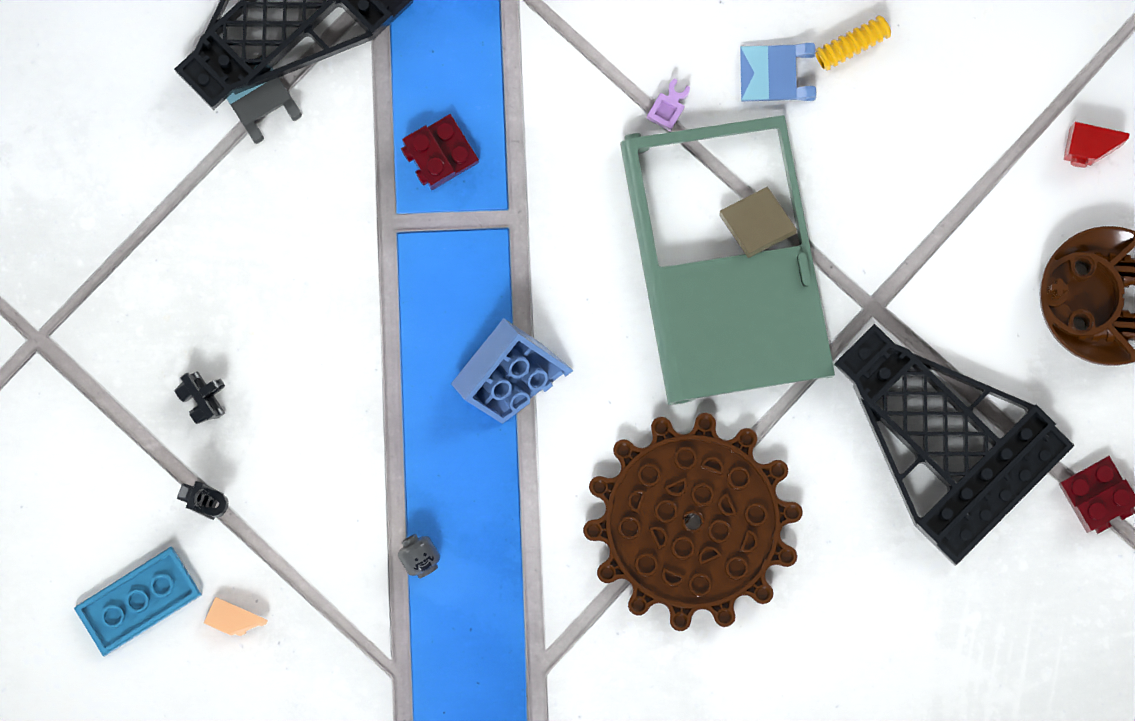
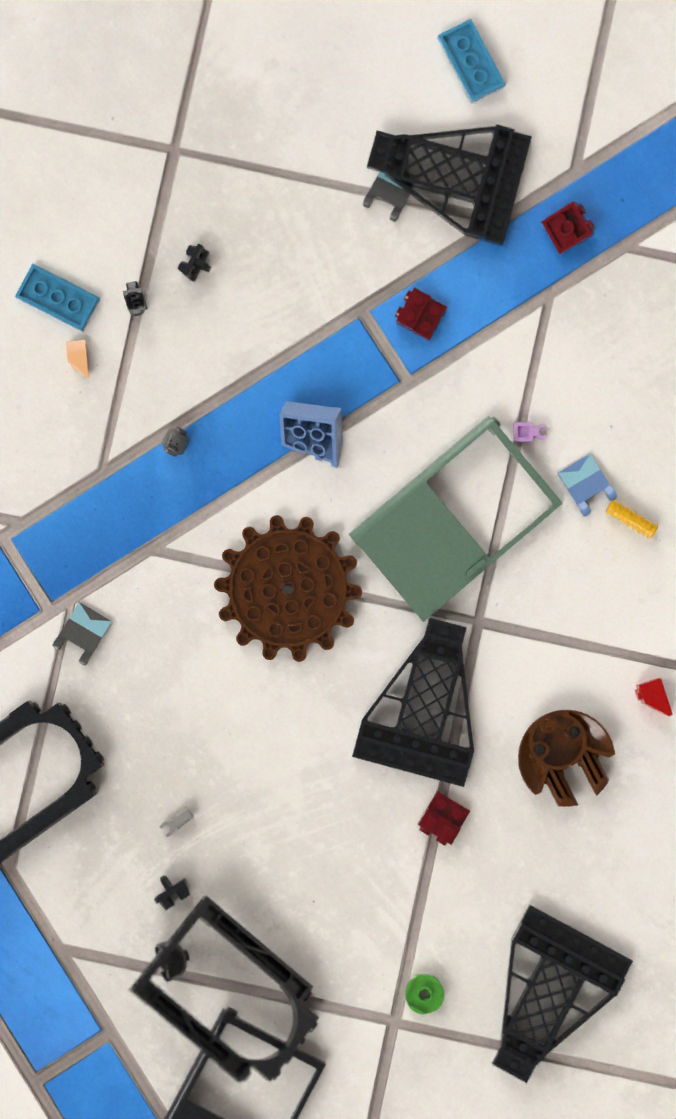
camera: 60 degrees right, 5 degrees up
(757, 222) = (488, 524): dark tan tile -> none

